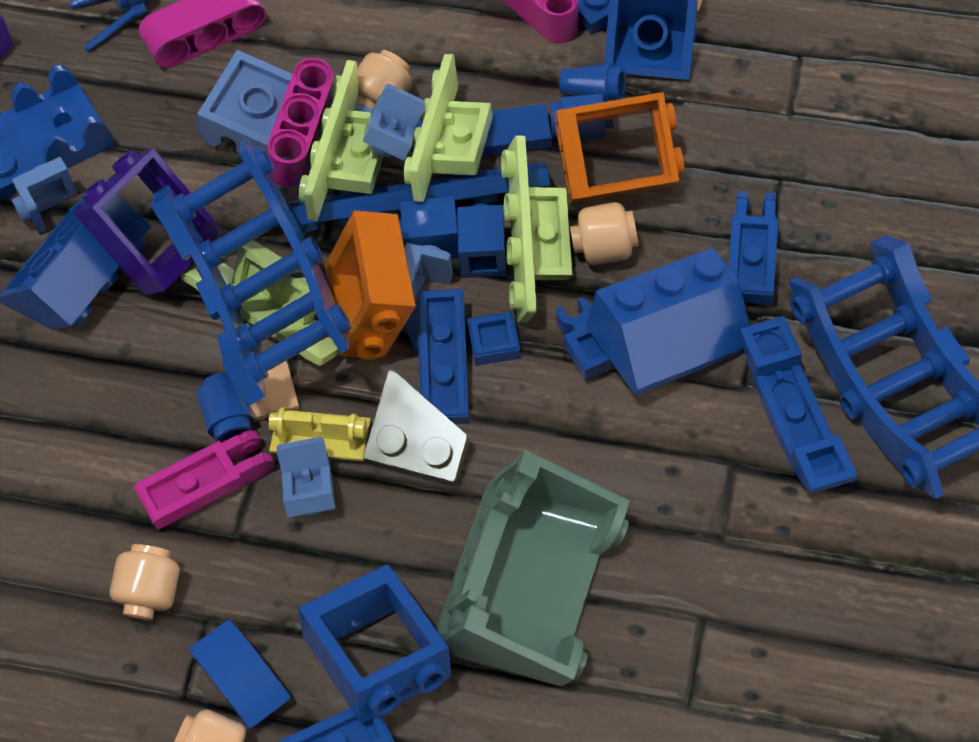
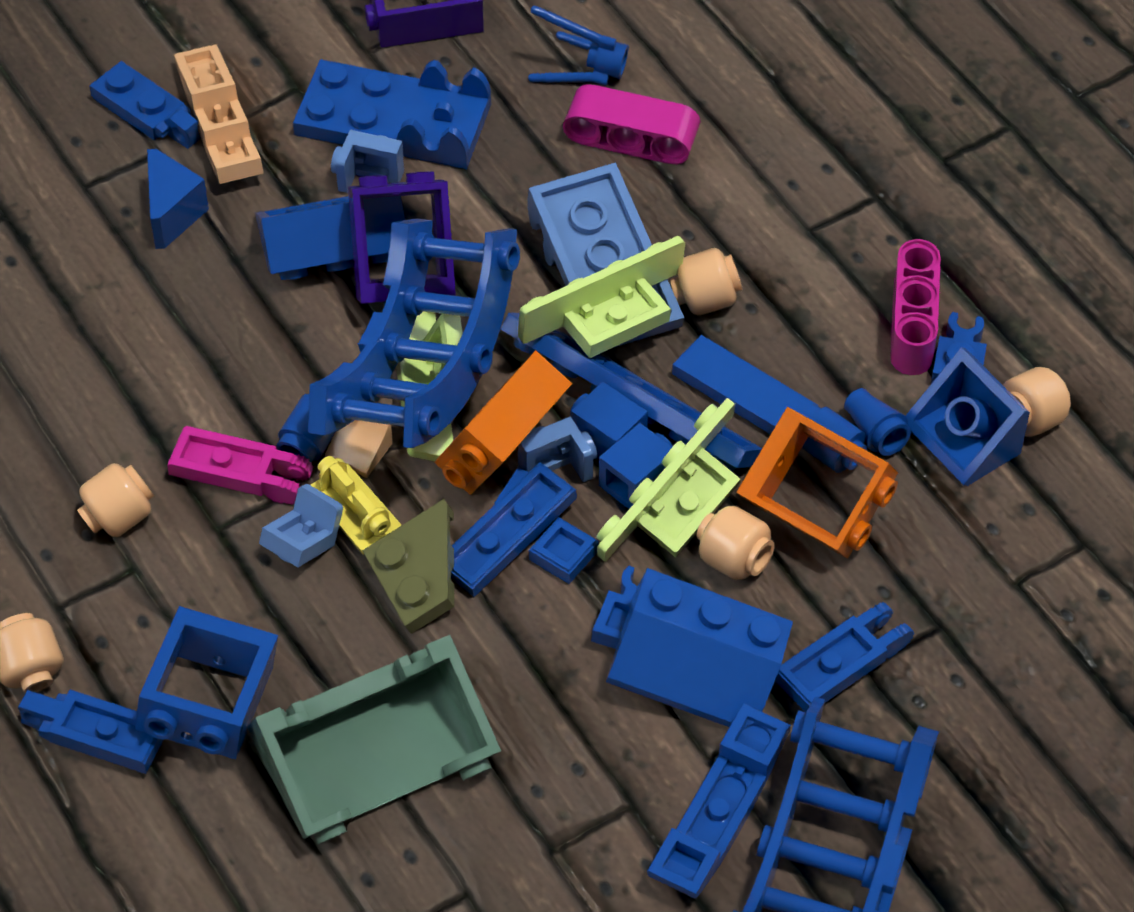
camera: 40 degrees right, 5 degrees down
(239, 674) = (103, 623): blue slope -> none
(304, 105) = (603, 238): dark pink beam -> none
(393, 122) = (653, 313): medium blue bracket -> none
(450, 133) = (699, 358): yellowish green bracket -> none

